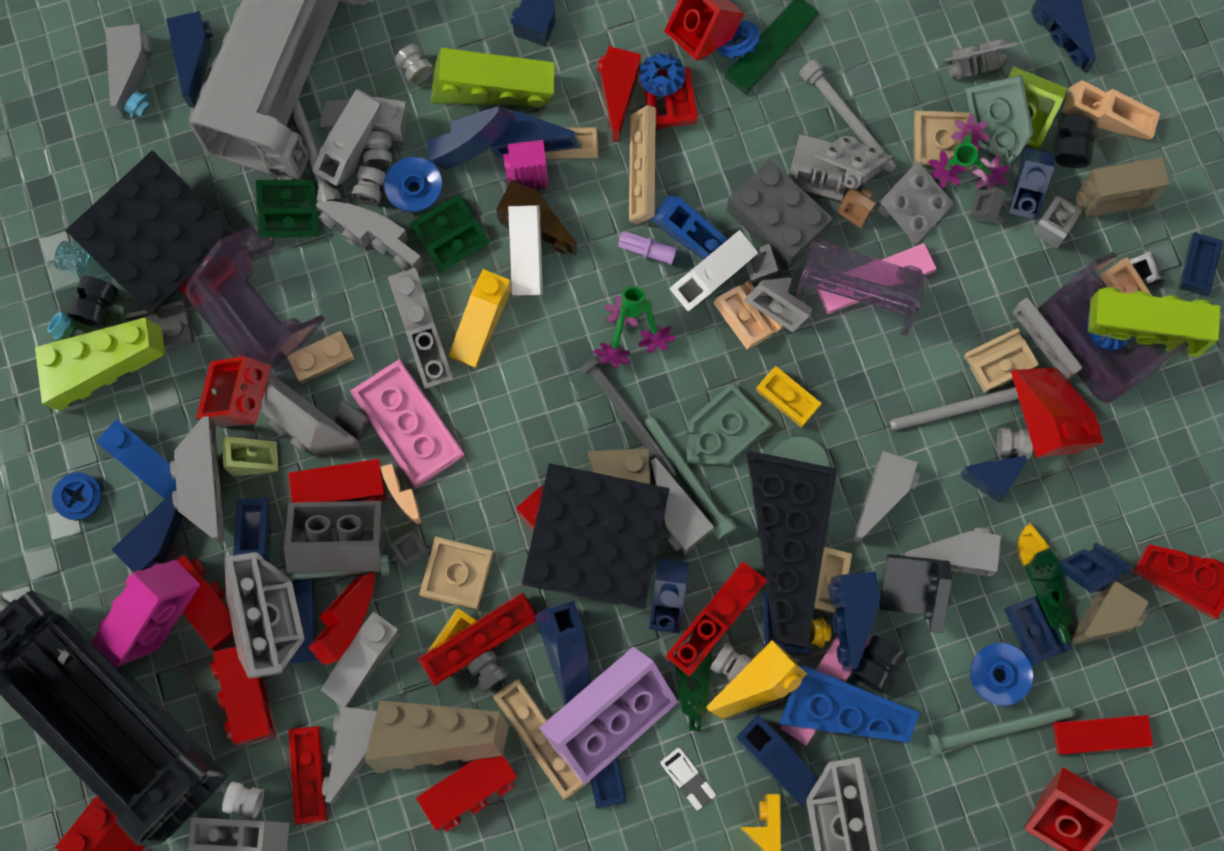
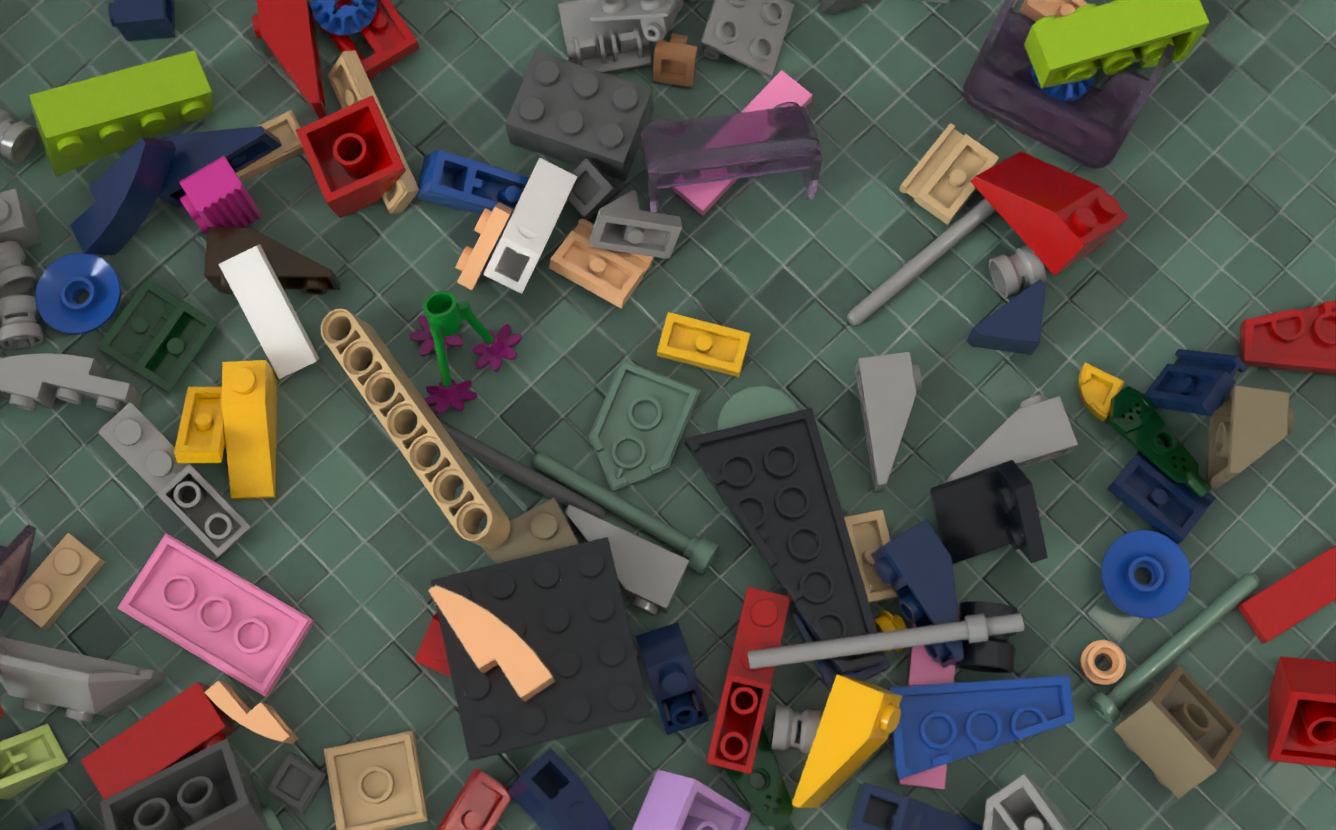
camera: 25 degrees left, 0 degrees up
(352, 420) = (139, 647): dark grey slope -> none
(451, 303) = (201, 427): none -> yellow plate
(569, 519) = (493, 643): none -> light nougat slope
(589, 373) = (427, 437): none -> tan beam
(622, 175) = (352, 156): none -> red slope
(647, 247) = (429, 235): lavender axle -> none
(668, 276) = (473, 261): none -> light nougat plate
(873, 653) = (974, 628): none -> light grey bar
(956, 716) = (1116, 660): none -> light nougat plate
(974, 781) = (1179, 732): none -> dark tan slope
(1046, 339) = (992, 120): light grey tile -> none

